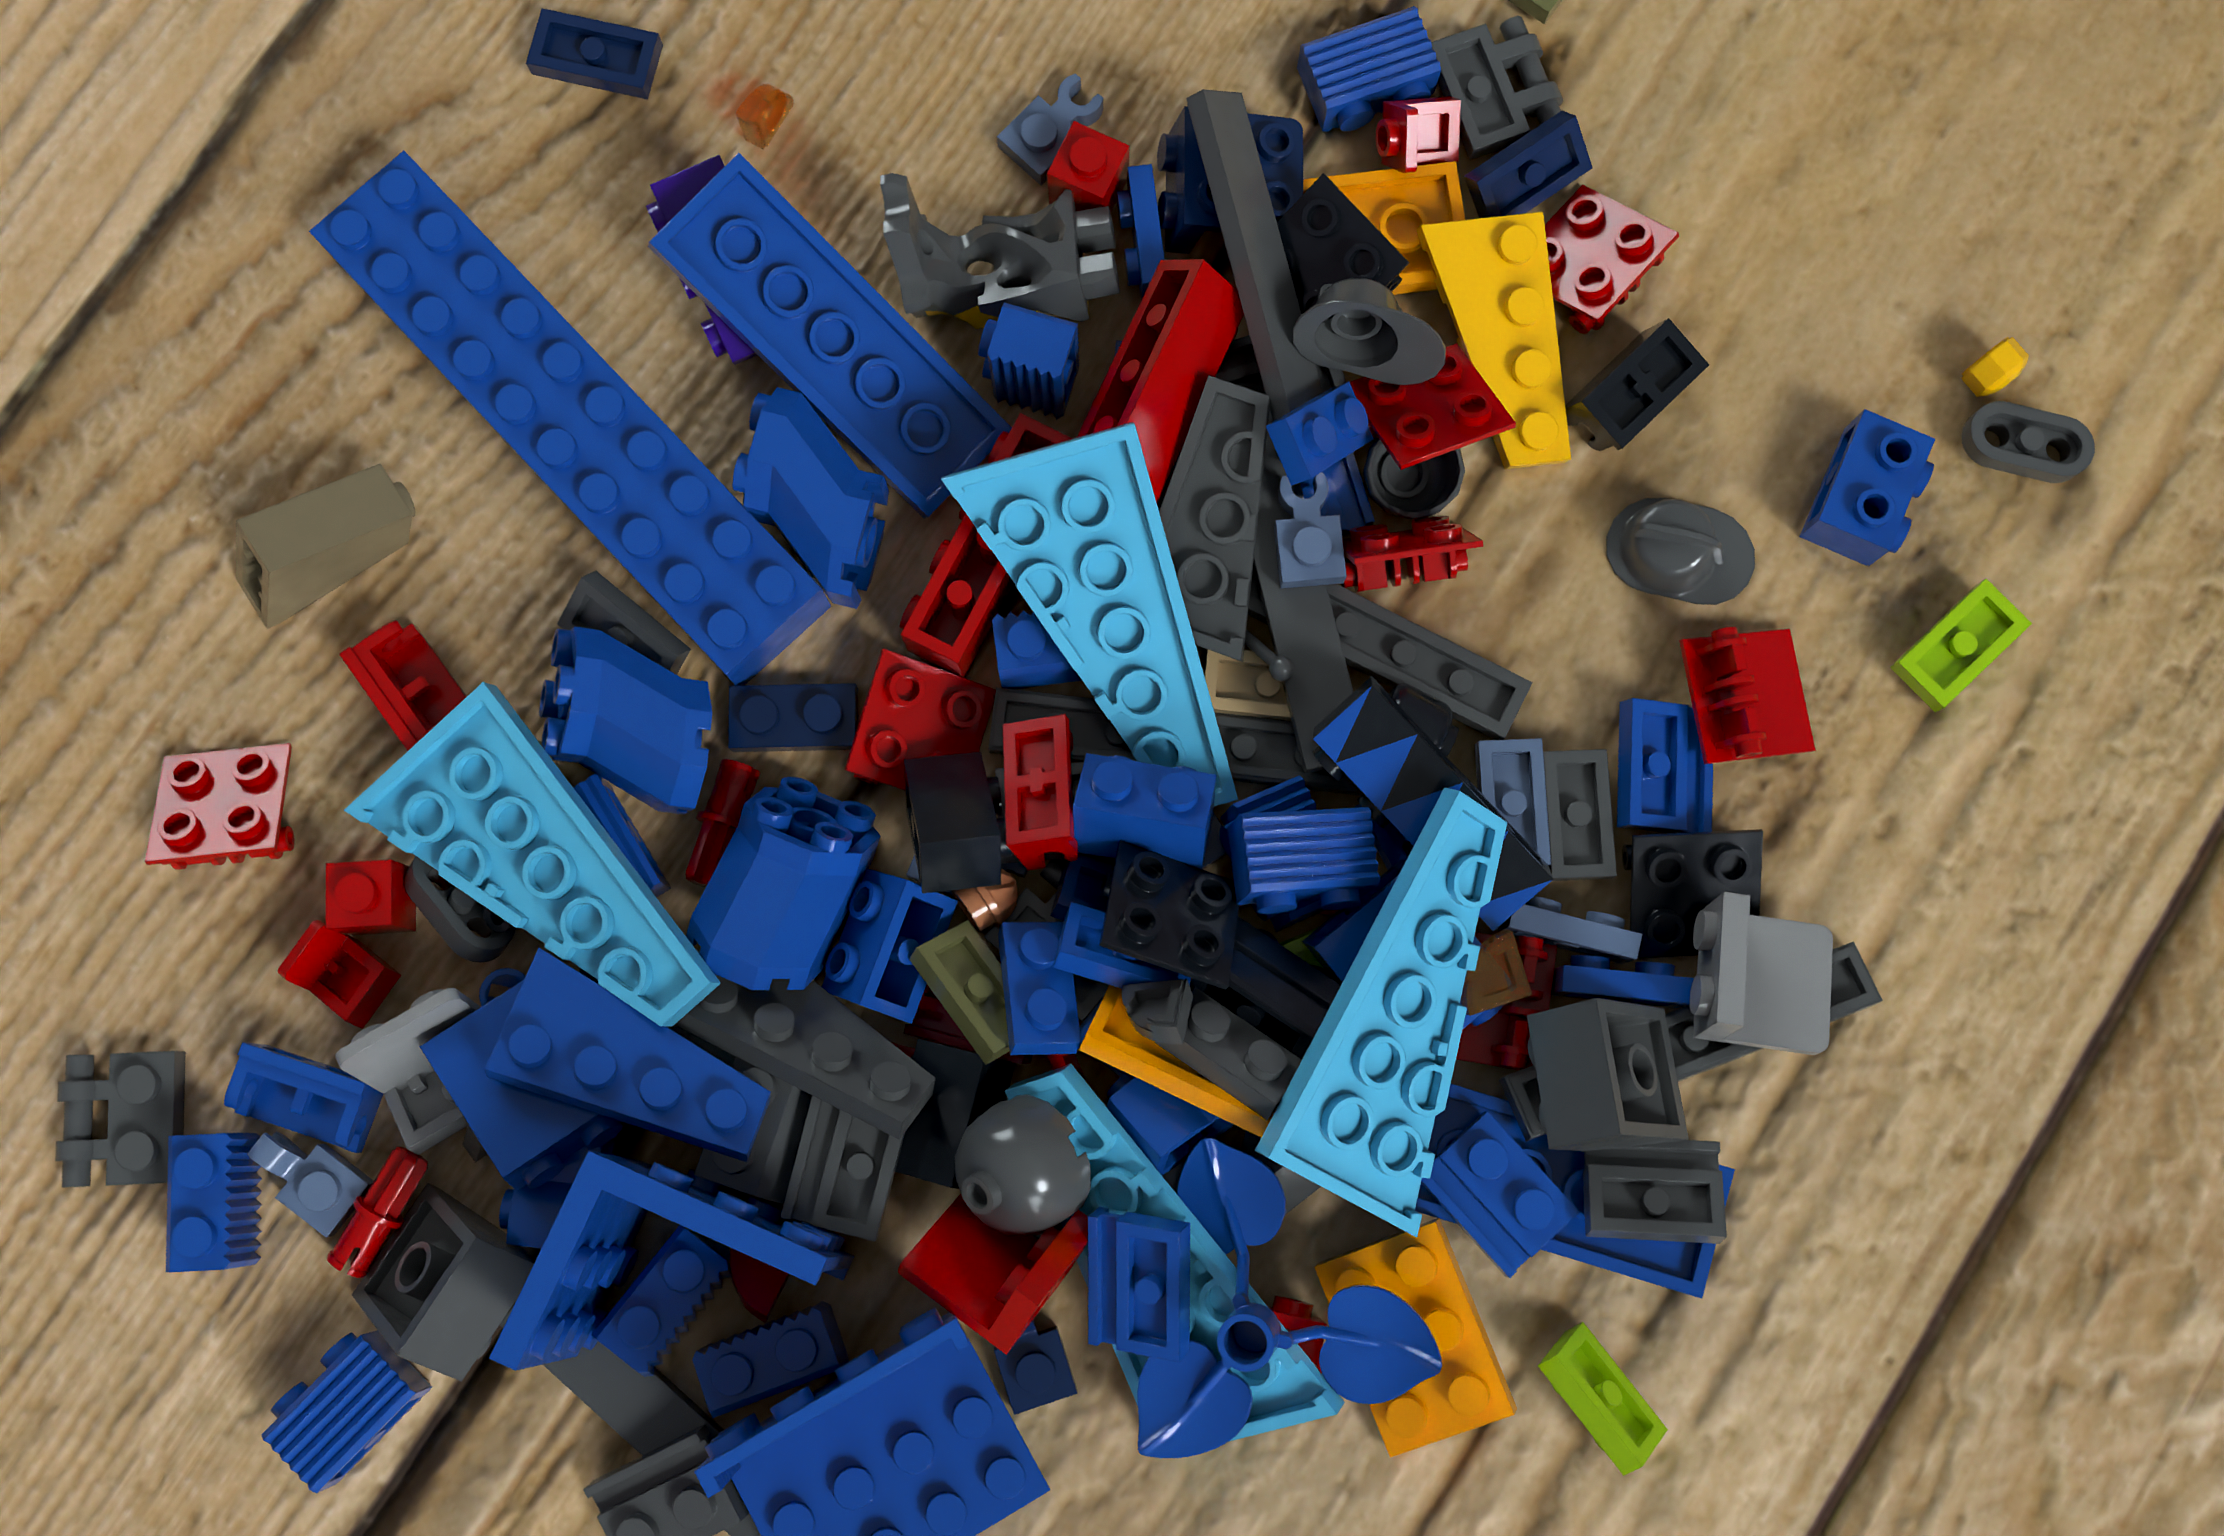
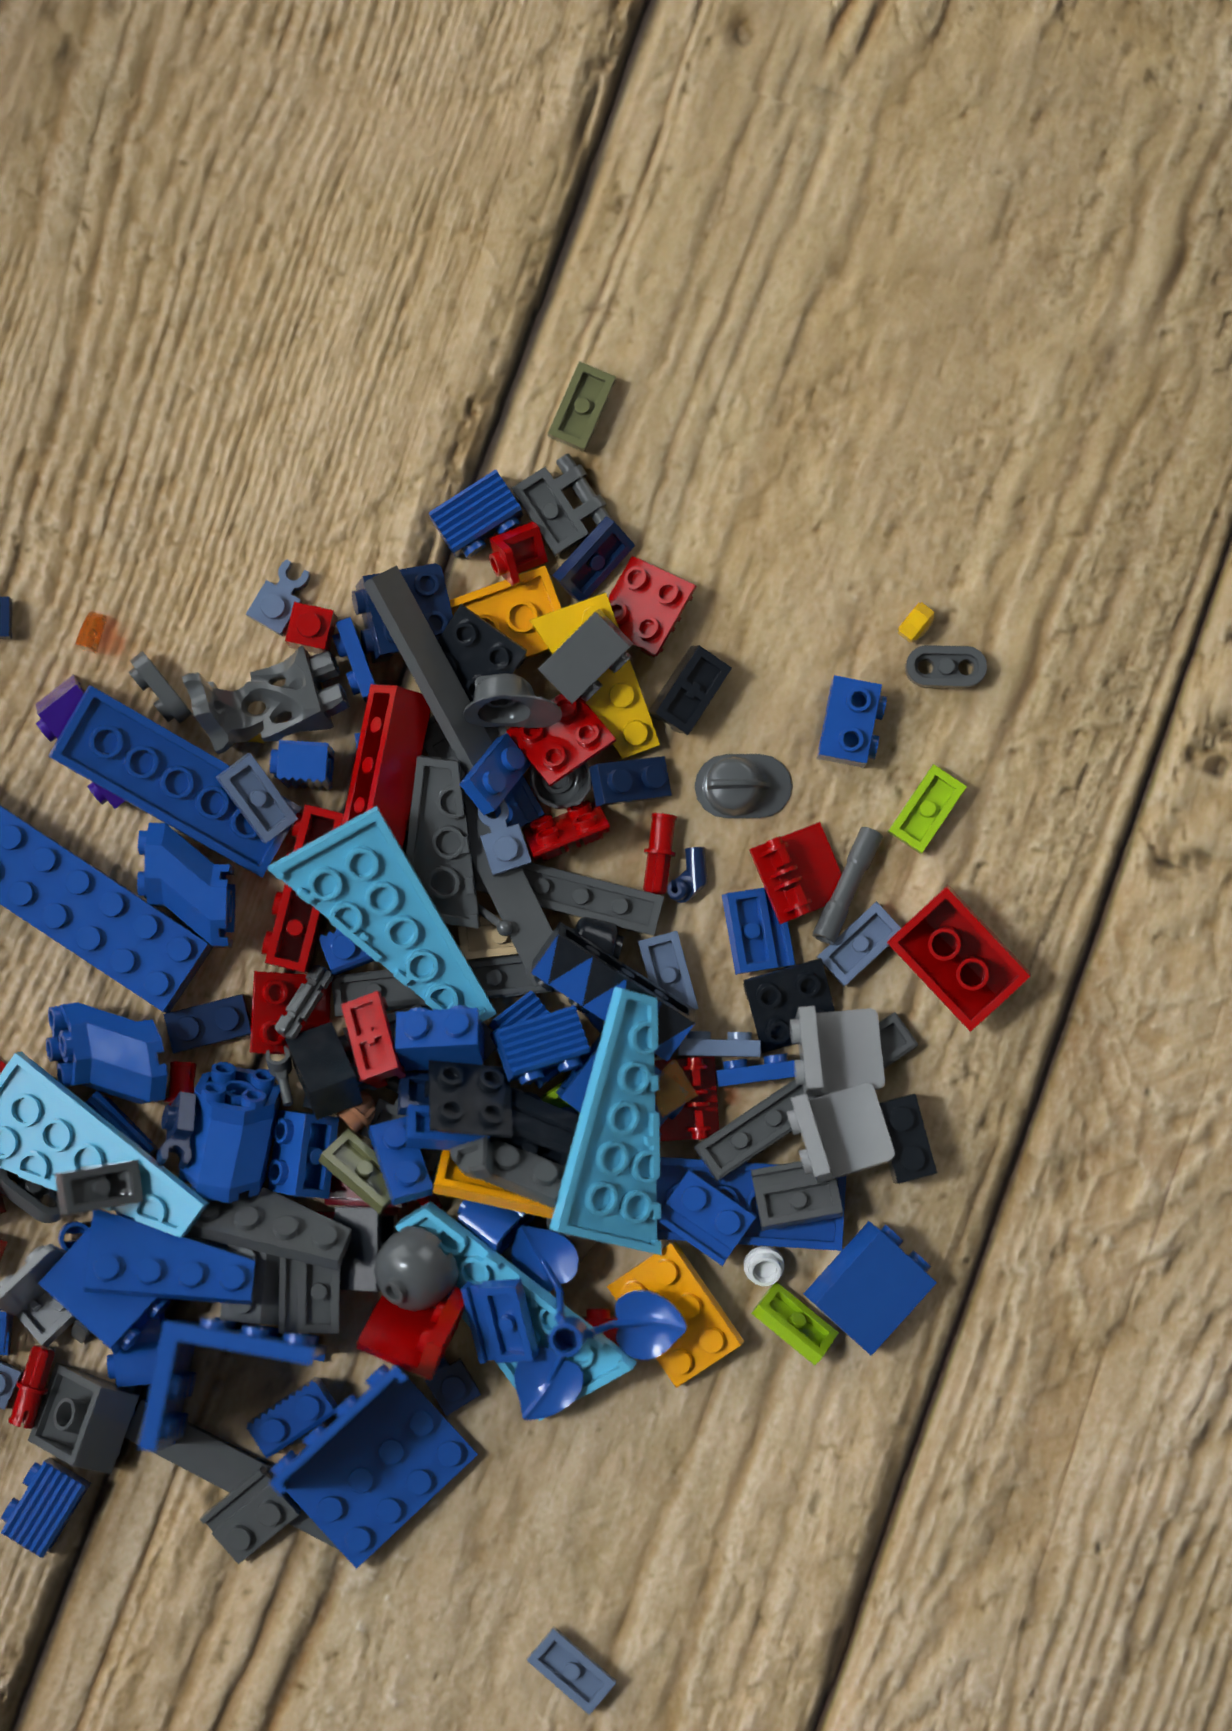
camera: 15 degrees left, 5 degrees up
(550, 913) = (98, 1187): none -> dark grey slope
(605, 608) = (75, 986): dark grey plate -> none
(663, 1301) = (220, 1399): blue brick -> none
(707, 848) = (179, 1123): none -> dark blue plate
(756, 1283) = (272, 1373): red tile -> none
(832, 189) = (169, 702): none -> dark grey plate
(885, 807) = (280, 1070): none -> dark grey hand
(946, 712) = (304, 1002): none -> dark grey axle
(948, 389) = (256, 798): none -> sand blue plate
(1499, 289) = (586, 656): none -> dark grey brick
(1517, 498) = (630, 781): none -> dark blue plate
(1537, 616) = (659, 853): none -> red axle
(1570, 1293) = (764, 1265): none -> white plate
(1579, 815) = (709, 972): dark grey plate -> none
(1580, 668) = (692, 879): none -> dark blue arm
(1605, 1076) = (751, 1133): dark grey slope -> none
(1741, 1369) = (871, 1286): none -> blue brick
(1749, 1107) = (841, 1132): none -> light grey bracket
(1798, 760) = (837, 907): none -> dark grey piece
(1821, 824) = (859, 944): none -> sand blue plate
(1836, 1143) = (909, 1139): none -> black brick
(1983, 878) = (959, 958): none -> red slope

